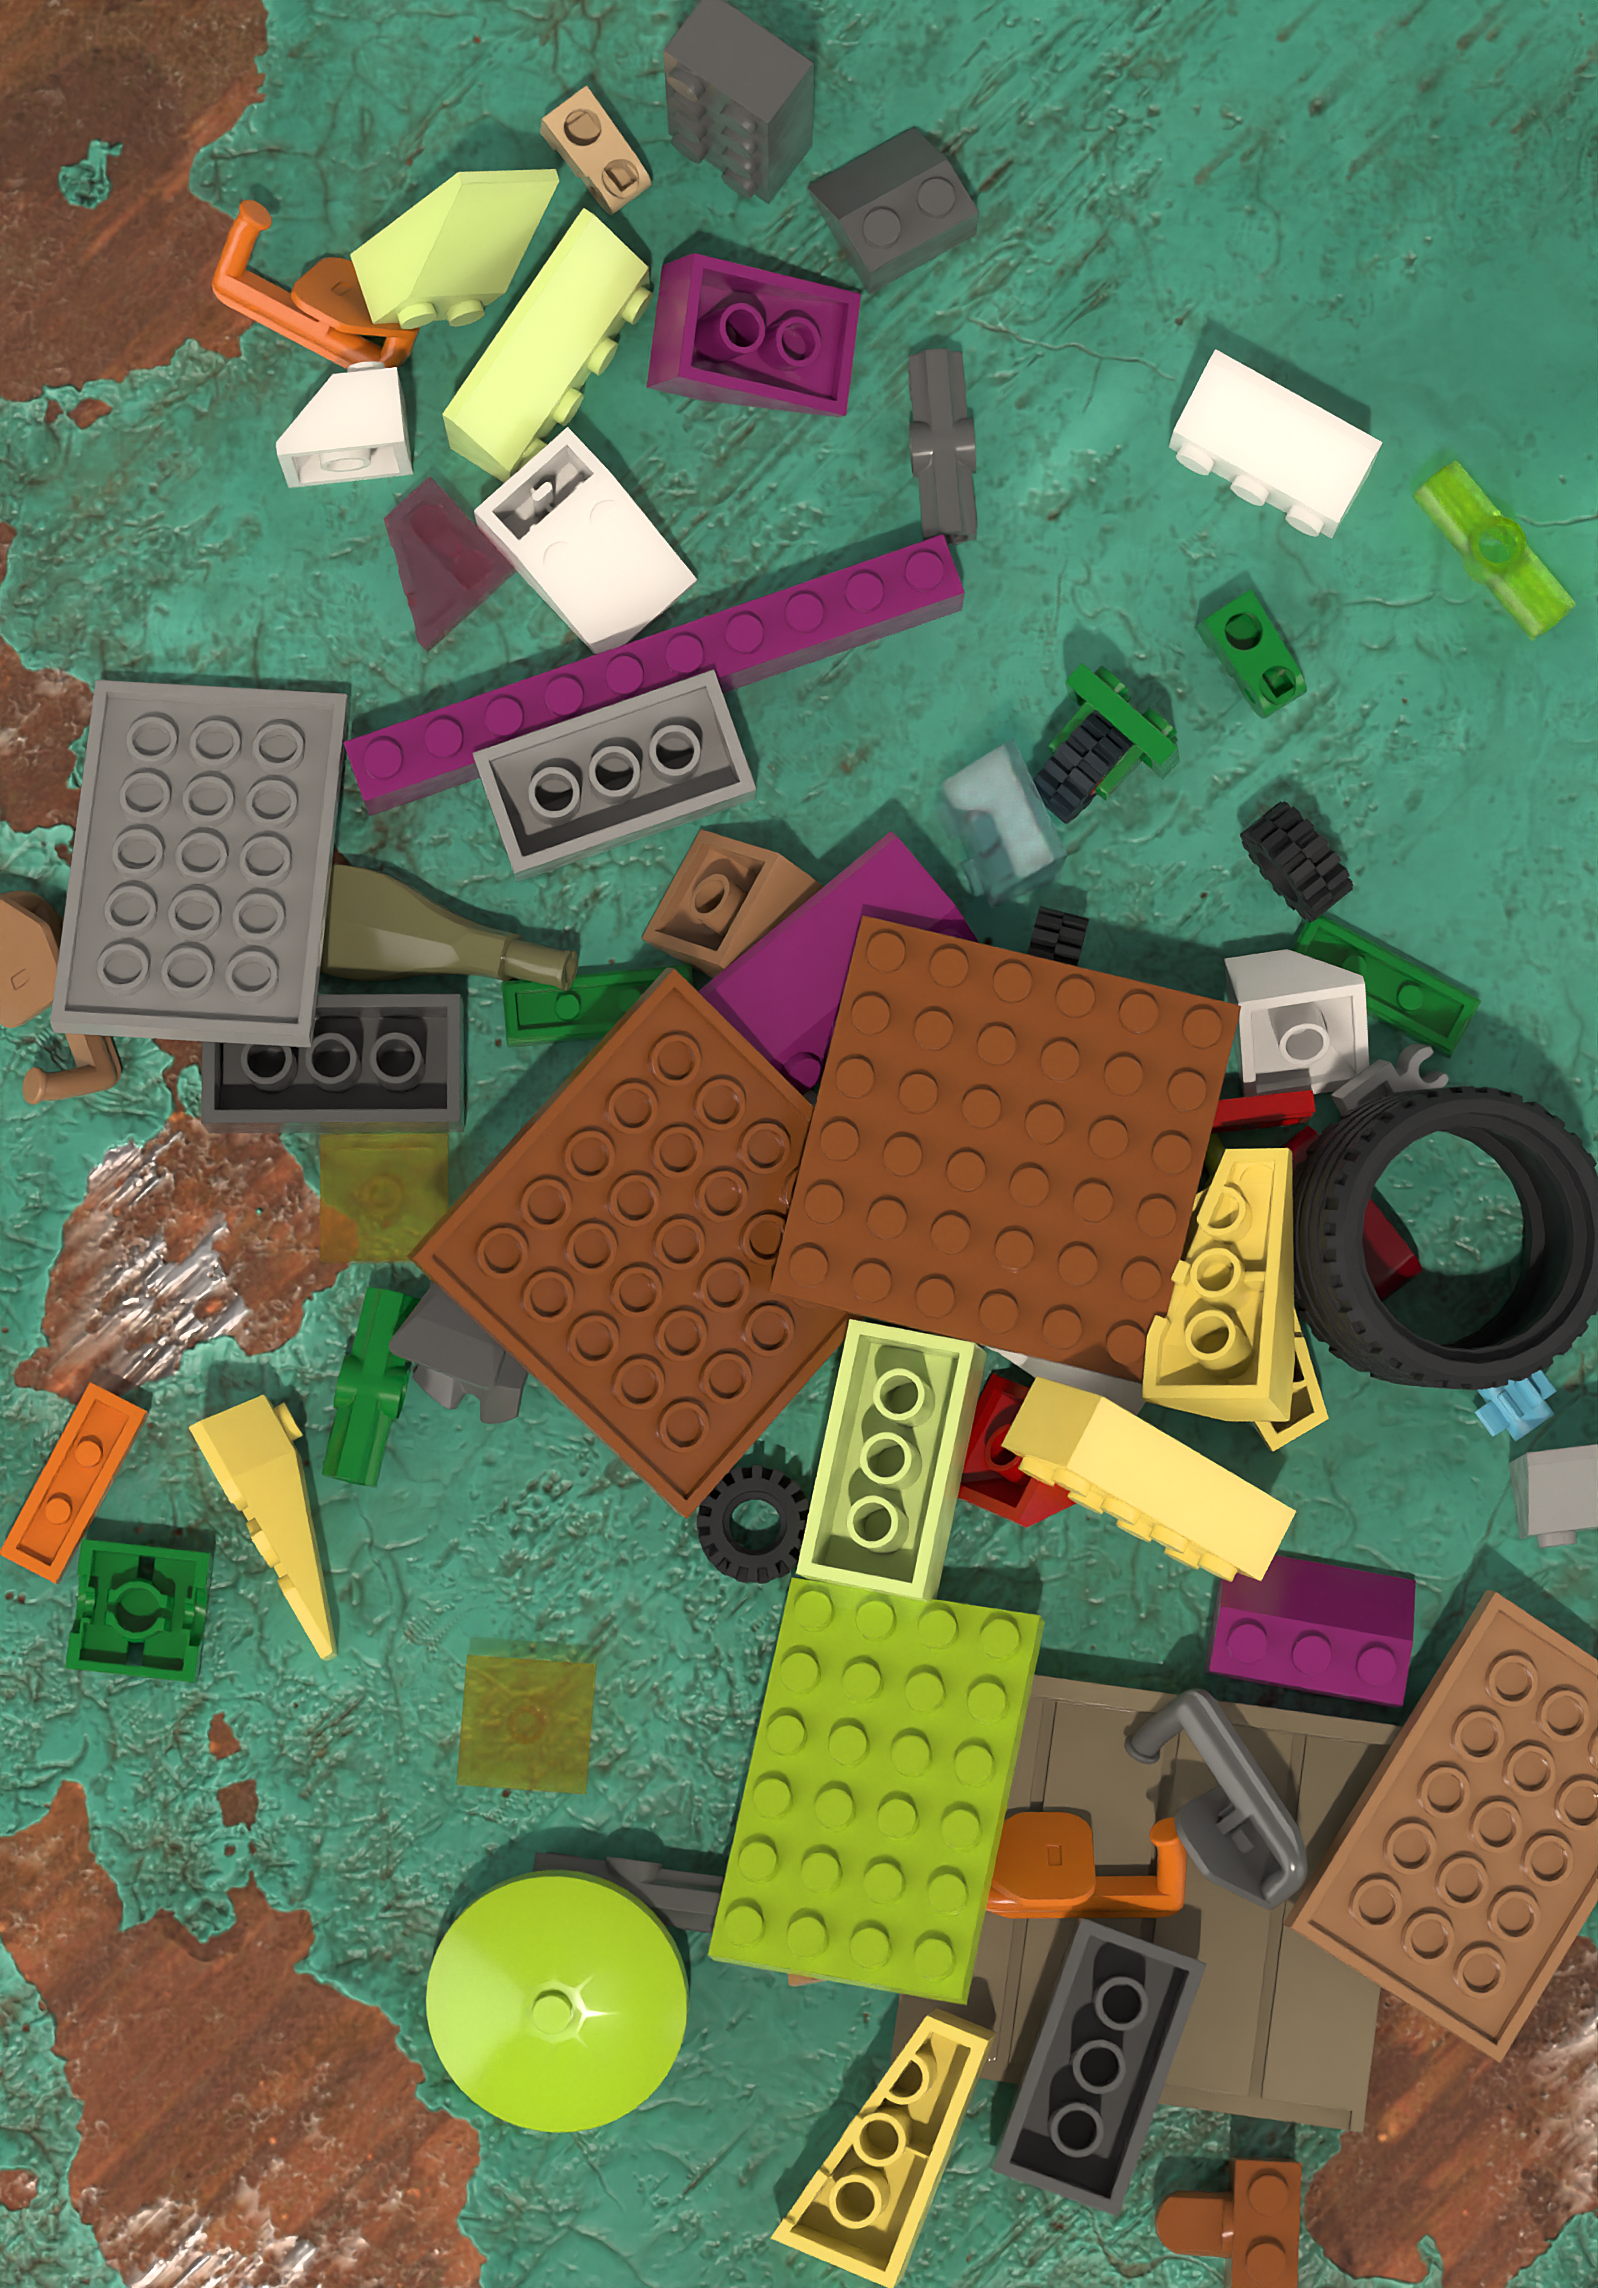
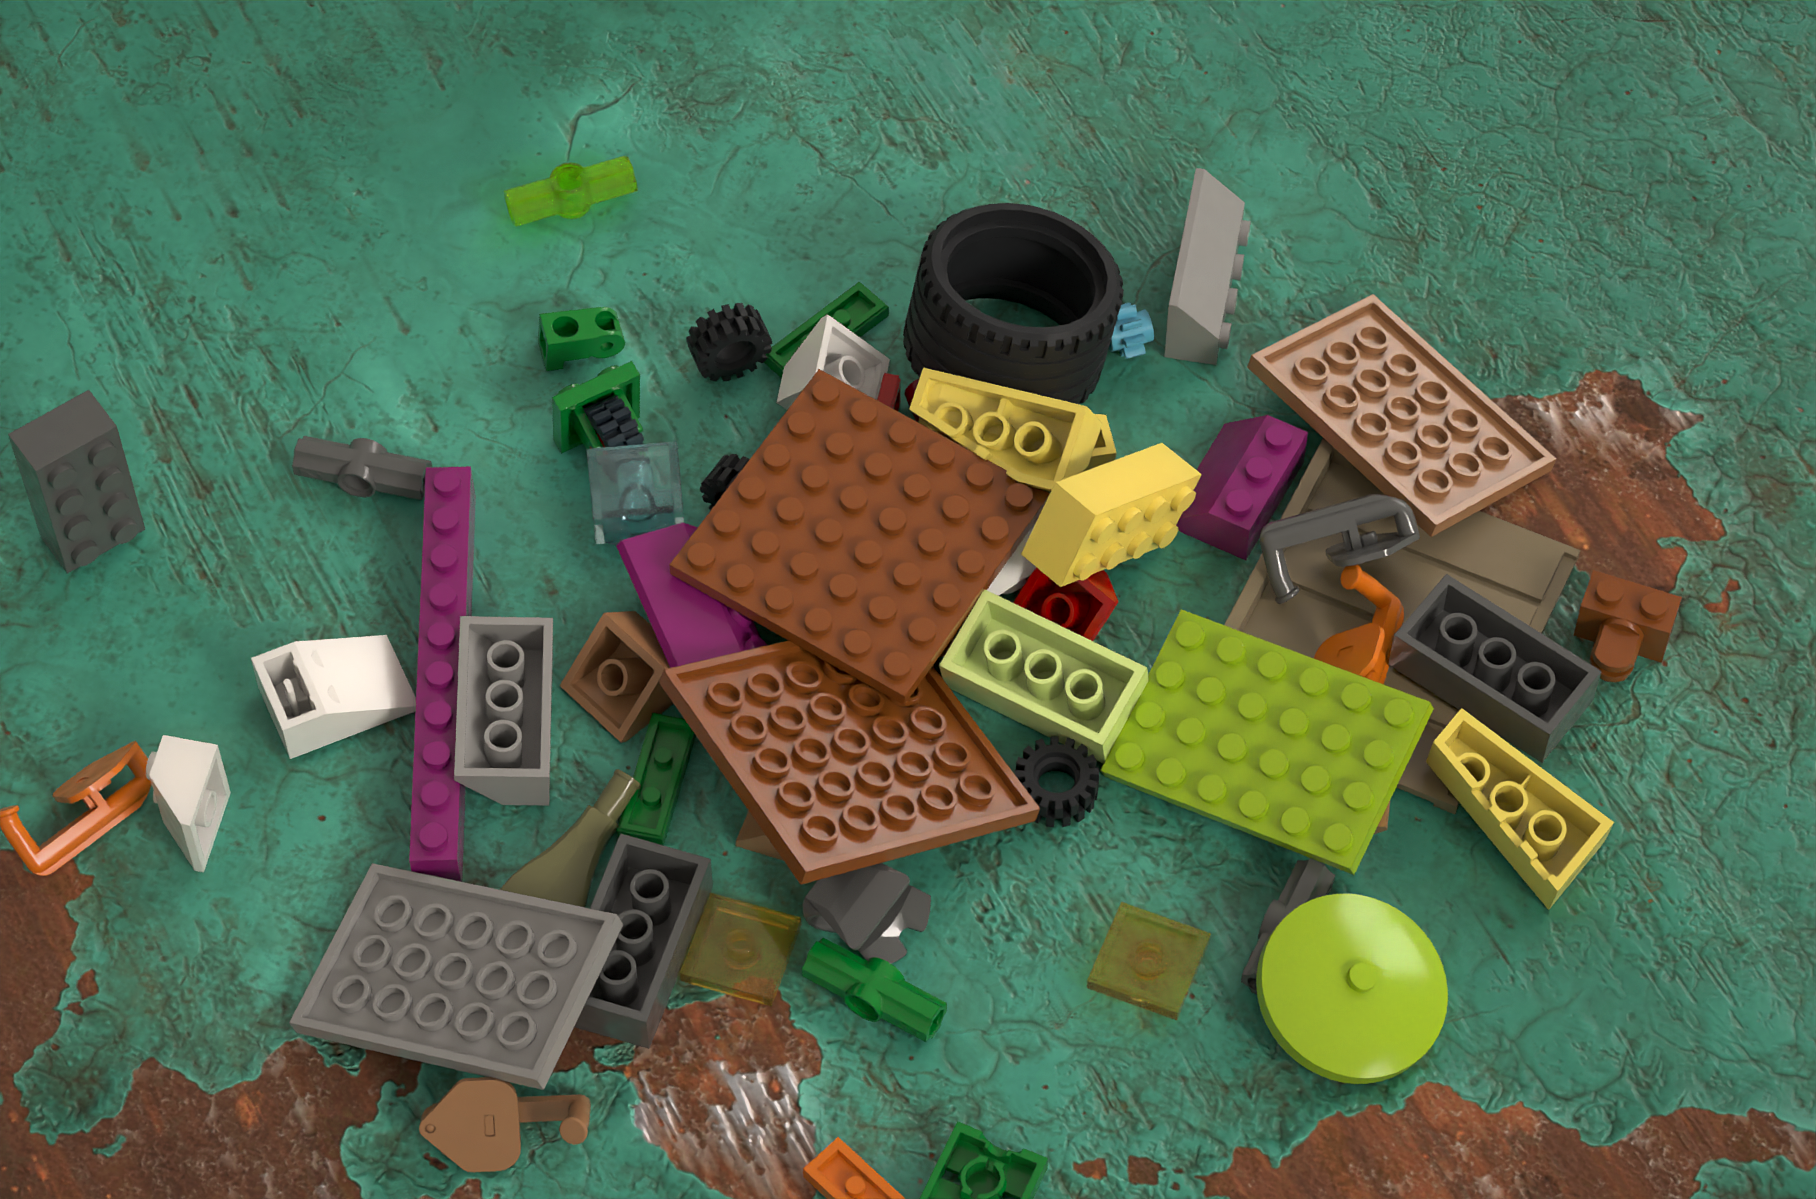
camera: 70 degrees left, 25 degrees down
(265, 1479) = (929, 1074): light yellow wedge -> none
(442, 561) = (303, 783): clear pink wing -> none
(453, 248) = (94, 688): yellowish green slope -> none
(548, 349) = (189, 670): yellowish green slope -> none
(595, 151) = (60, 608): tan leg -> none
(752, 337) = (233, 555): magenta slope -> none
(895, 208) = (185, 448): dark grey slope -> none
(1273, 446) = (448, 277): white slope -> none
(1383, 1079) = (891, 343): light grey plate -> none

